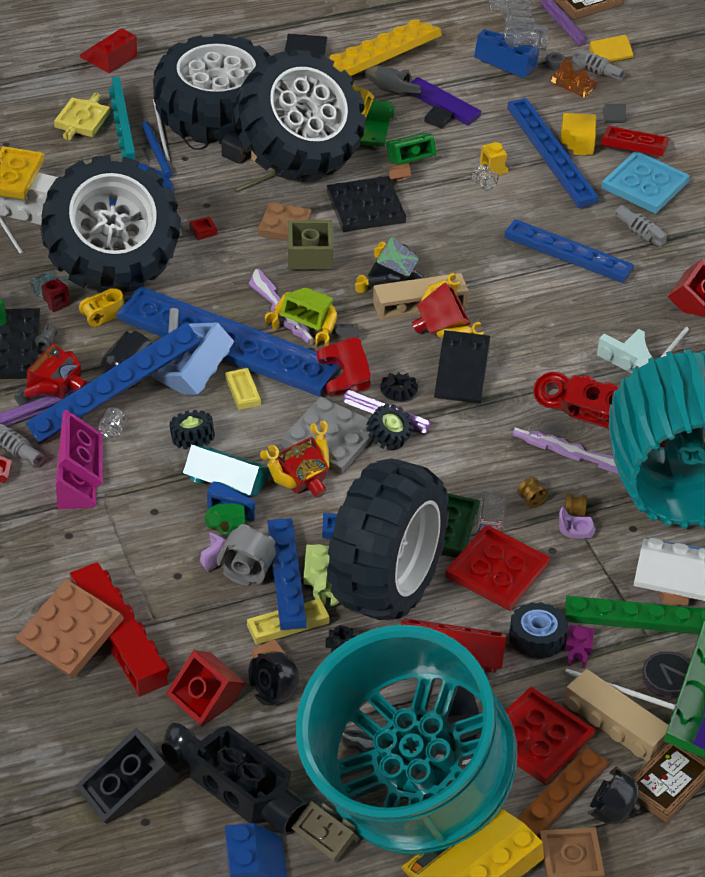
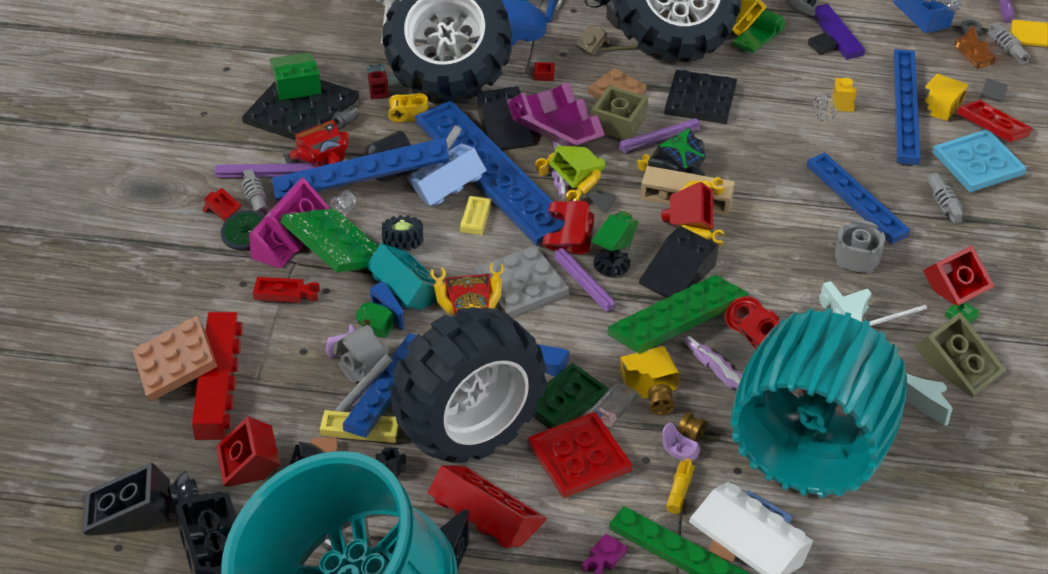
camera: 30 degrees right, 0 degrees up
(32, 483) = (238, 227): none -> dark green wheel
(119, 525) = (284, 289): none -> red plate
(134, 458) = (332, 238): none -> green plate
(203, 284) = (498, 121): none -> black slope
(229, 182) = (592, 40): none -> dark tan bracket
(260, 268) = (556, 116): none -> magenta panel
(267, 581) = (364, 384): none -> light grey bar
(356, 254) = (658, 135): none -> medium lavender axle
(389, 427) = (572, 292): black wheel -> none
(390, 355) = (616, 231): none -> green slope
(399, 172) = (749, 79): nougat plate -> none
(411, 148) = (772, 61): green brick -> none
(494, 411) = (675, 314): none -> green plate
(505, 471) = (648, 370): none -> yellow piece
(538, 630) = (573, 526): black wheel -> none
(598, 556) = (681, 482): none -> yellow piece
(604, 294) = (859, 246): none -> light grey brick

